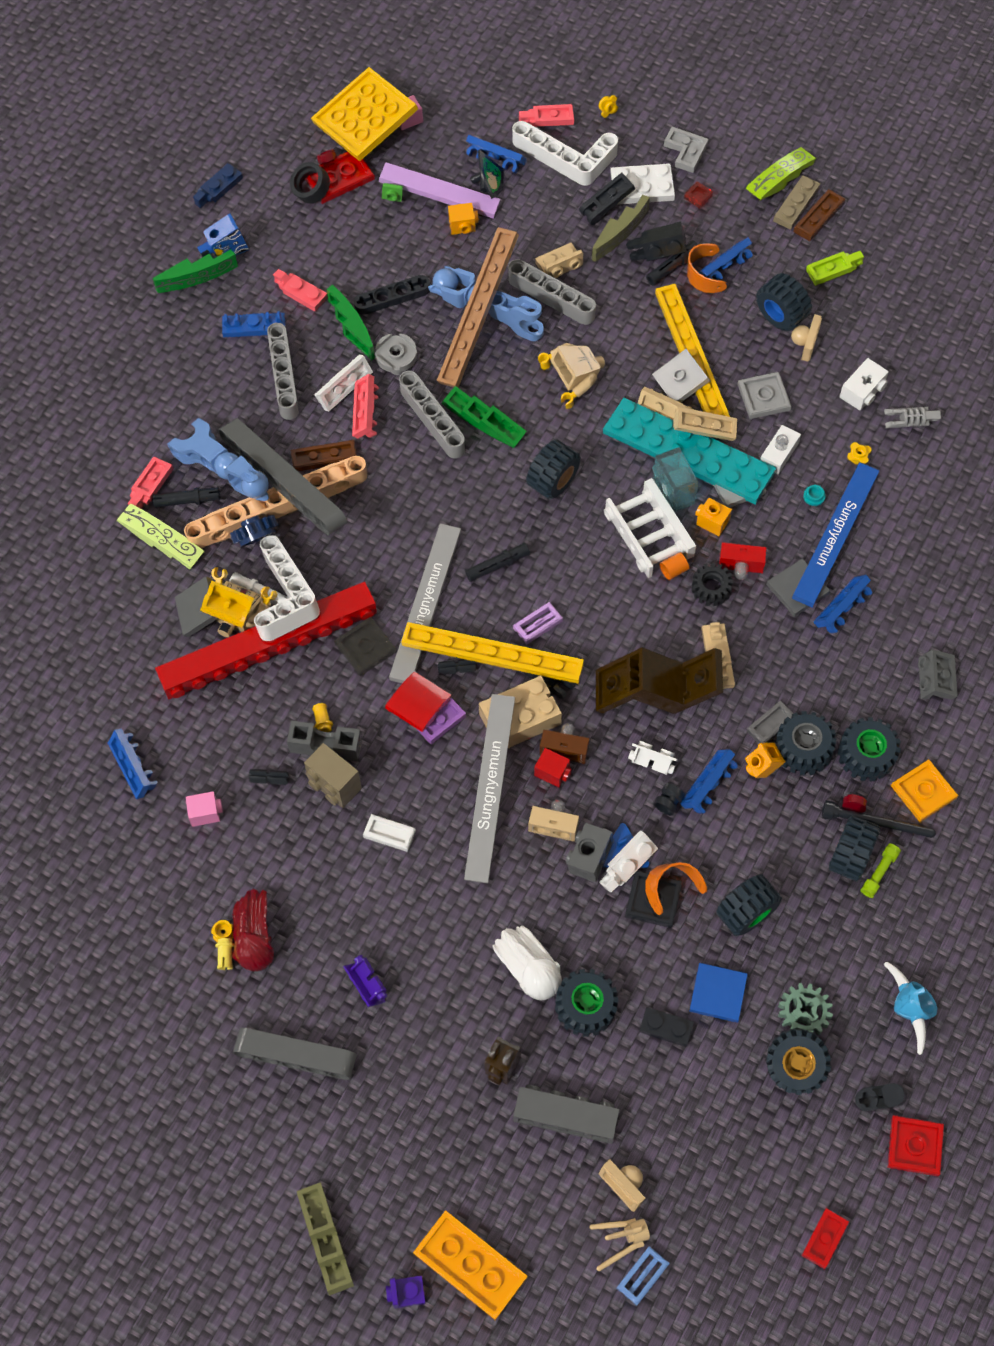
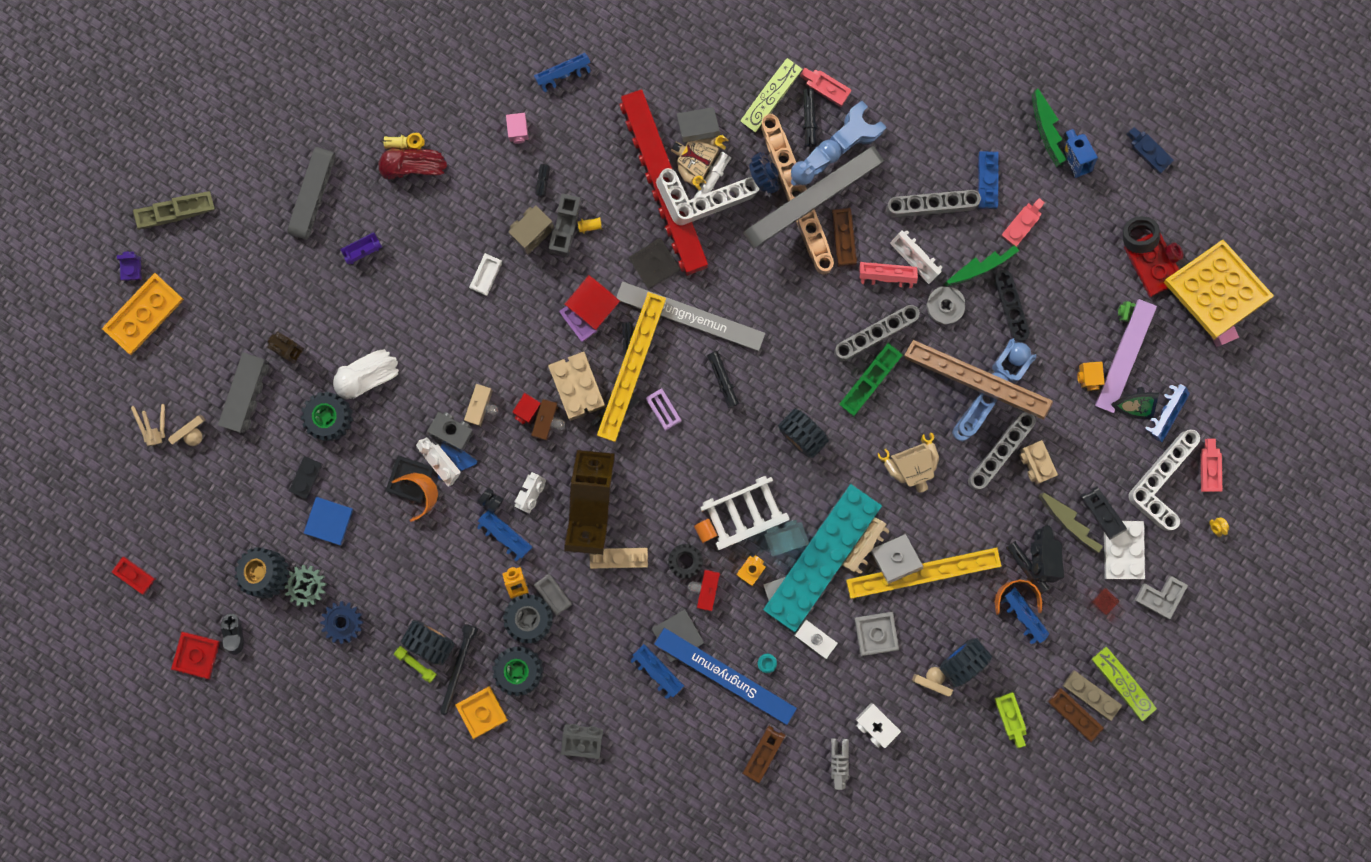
camera: 90 degrees right, 20 degrees up
(227, 604) = (687, 147): yellow hinge -> none
(489, 789) = (509, 355): light grey tile -> none
(629, 1293) = (135, 450): medium blue tile -> none
(705, 424) = (839, 573): tan plate -> none
(748, 905) = (388, 551): black wheel -> none
(845, 948) = (332, 626): none -> dark blue gear
(854, 457) = (801, 711): yellow plate -> none
(854, 803) = (473, 651): dark red tile -> none
(913, 1004) = (300, 672): dark azure helmet -> none
(915, 490) = (763, 754): none -> reddish brown plate

